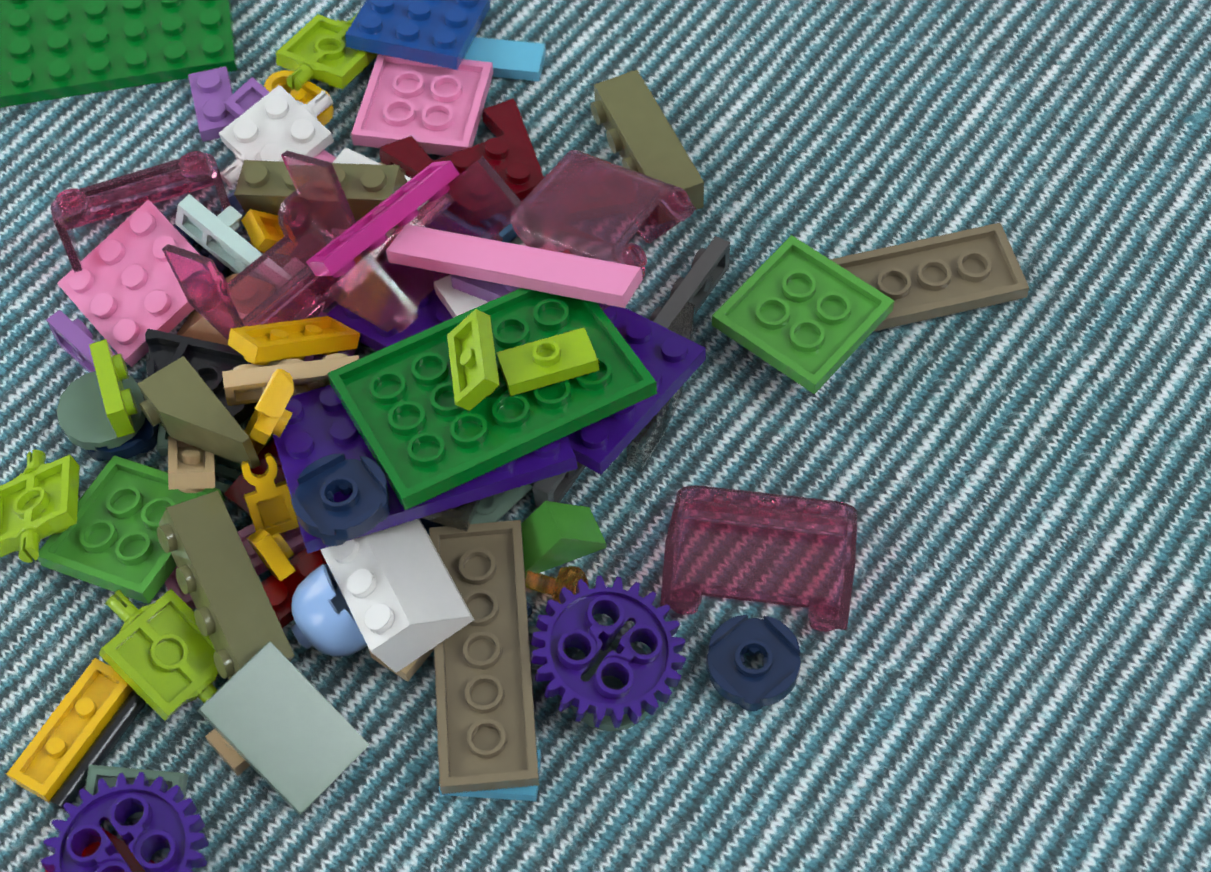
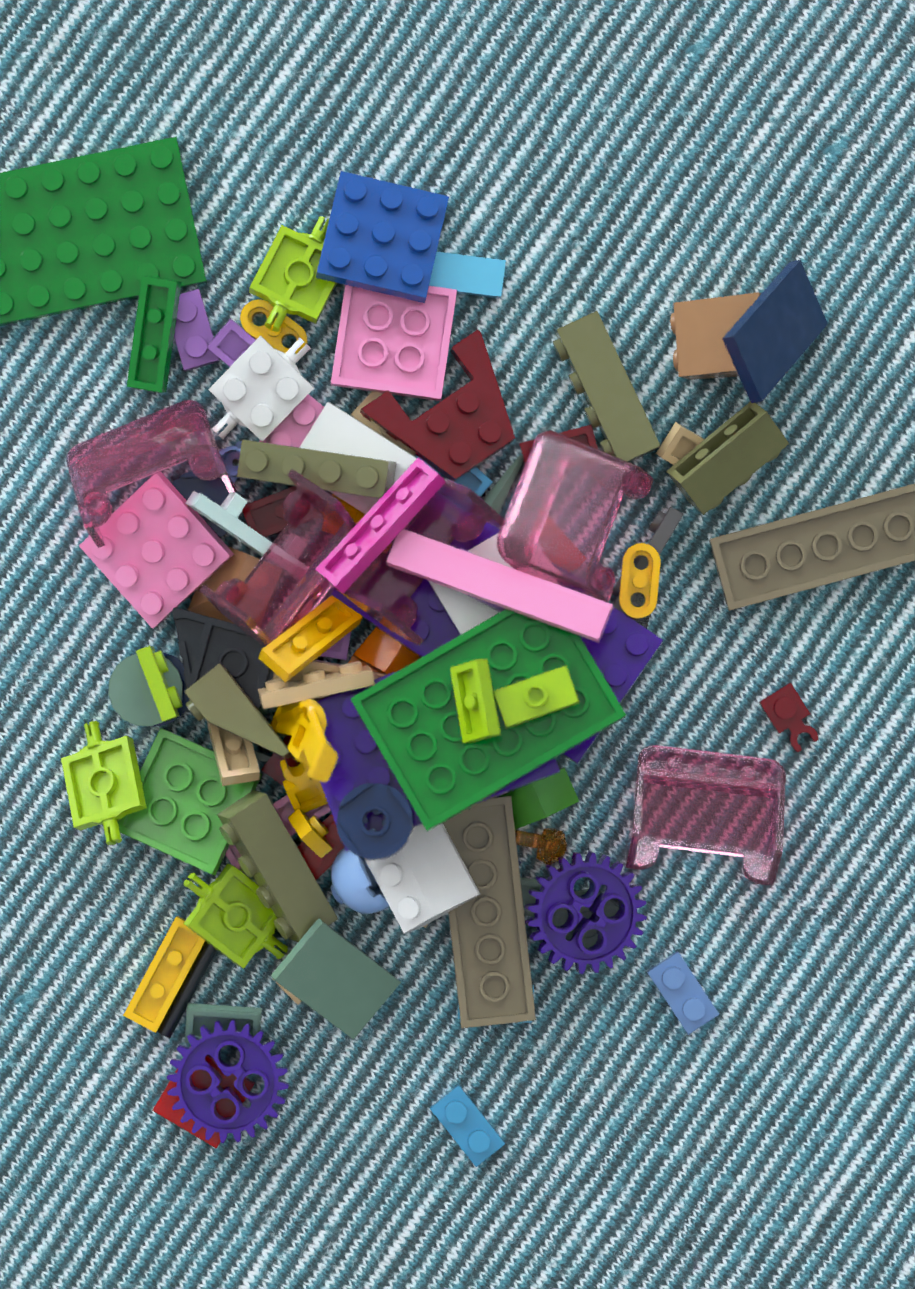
camera: 10 degrees left, 30 degrees up
(73, 338) = (106, 607): medium lavender plate -> none
(171, 97) = (154, 334): none -> green plate
(262, 229) = (267, 506): yellow plate -> none
(678, 297) = (639, 581): none -> yellow plate
(729, 195) = (678, 443): none -> tan plate
(734, 765) = (682, 992): none -> medium blue plate
(753, 686) = (720, 910): dark blue plate -> none
(779, 97) = (700, 335): none -> medium nougat slope
(780, 200) = (728, 457): none -> olive brick
(802, 313) = (746, 590): bright green plate -> none
(824, 66) = (775, 331): none -> dark blue tile
(858, 451) = (785, 712): none -> dark red plate

